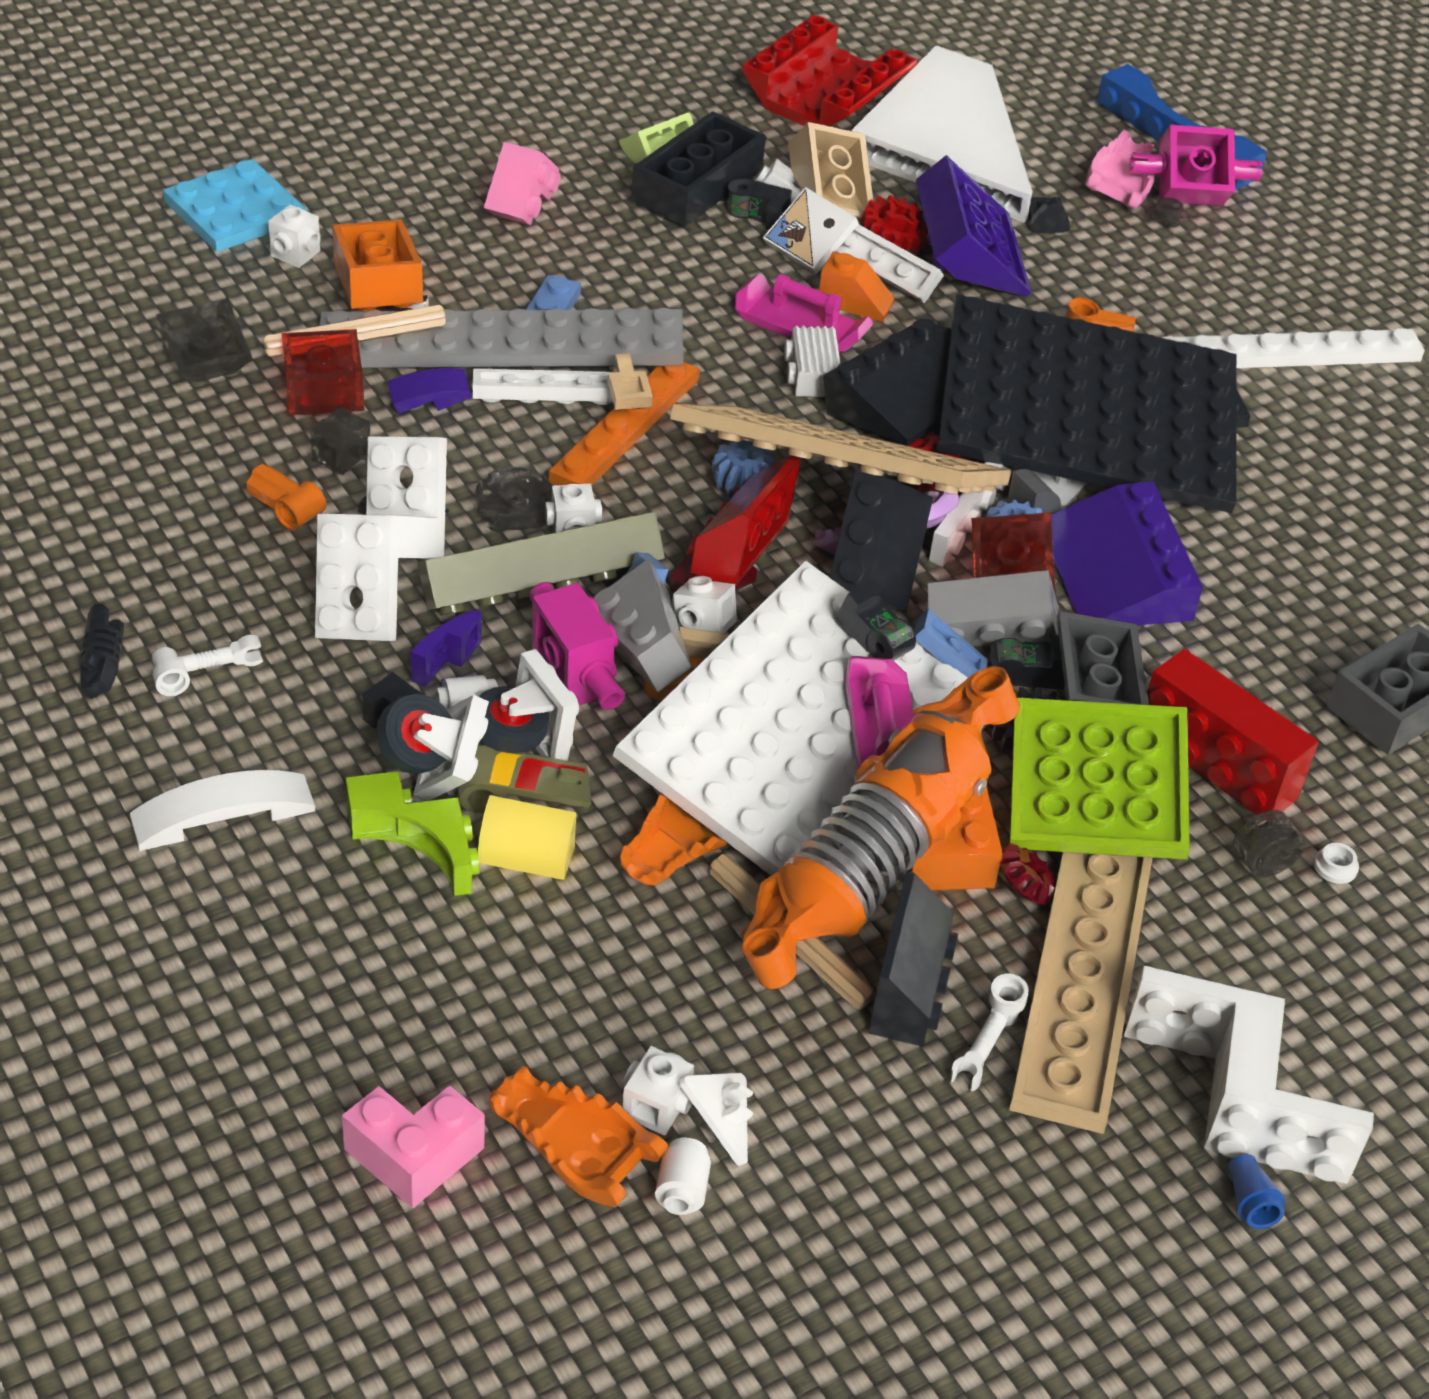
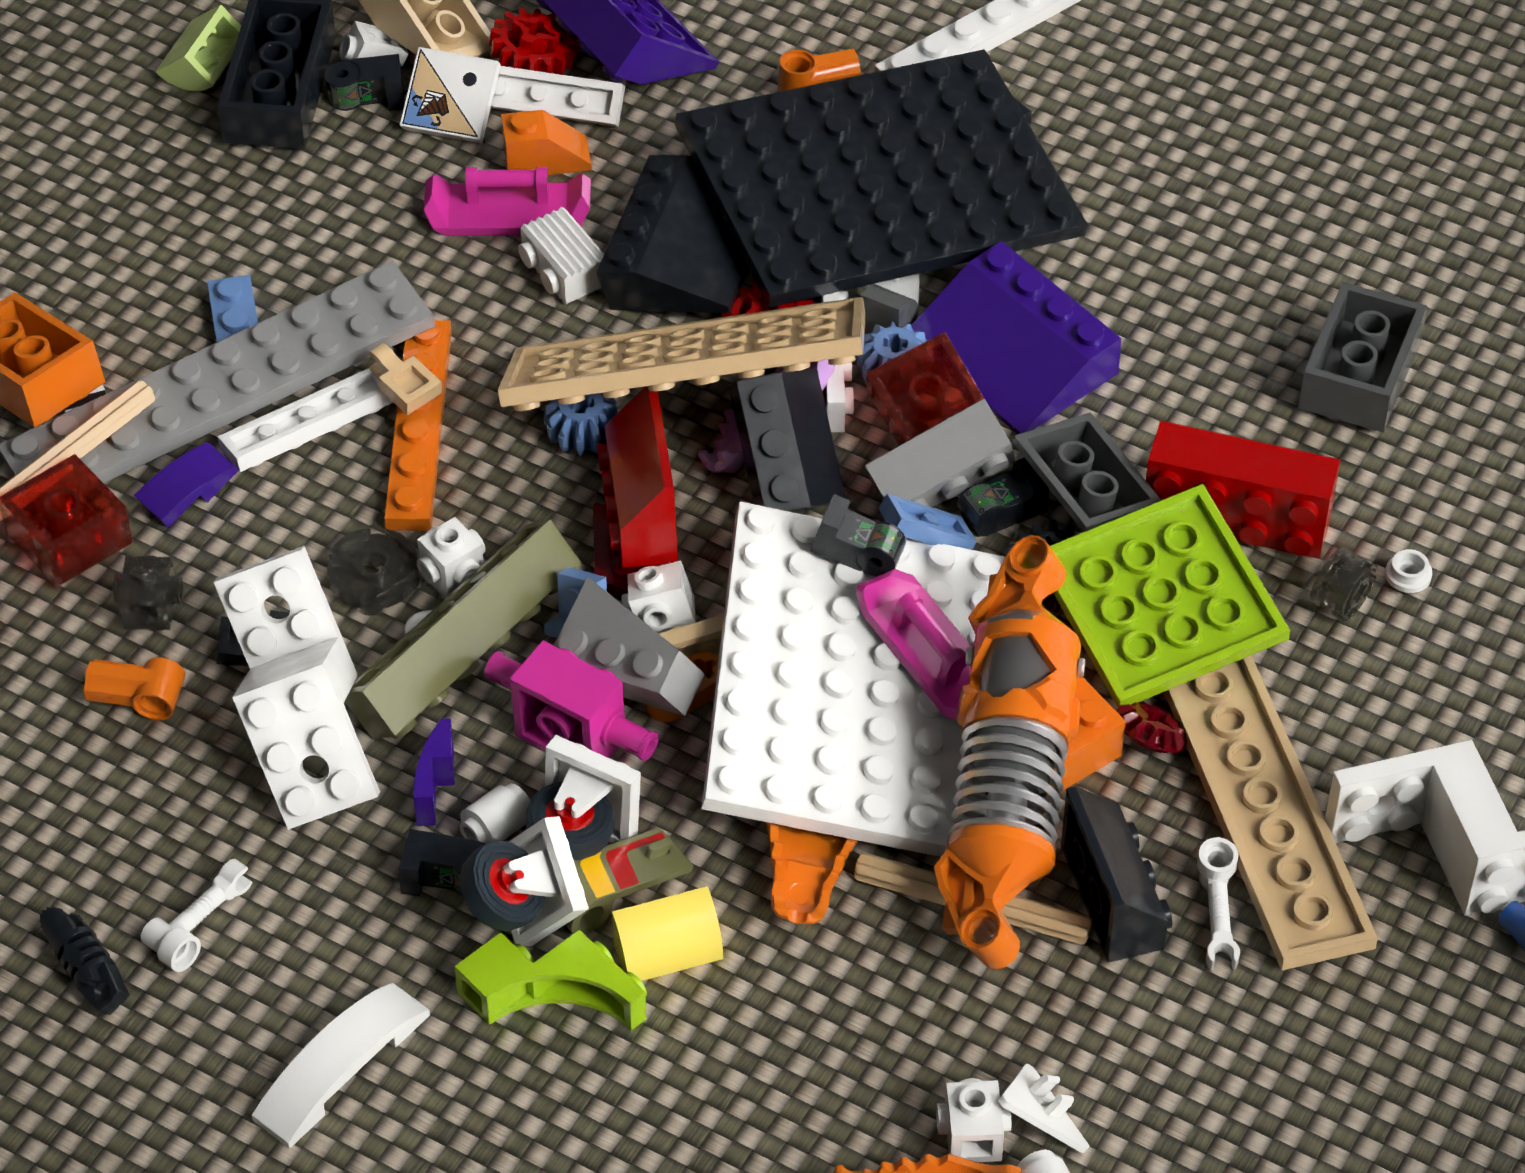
camera: 25 degrees left, 5 degrees up
(521, 183) = (102, 184): bright pink brick -> none

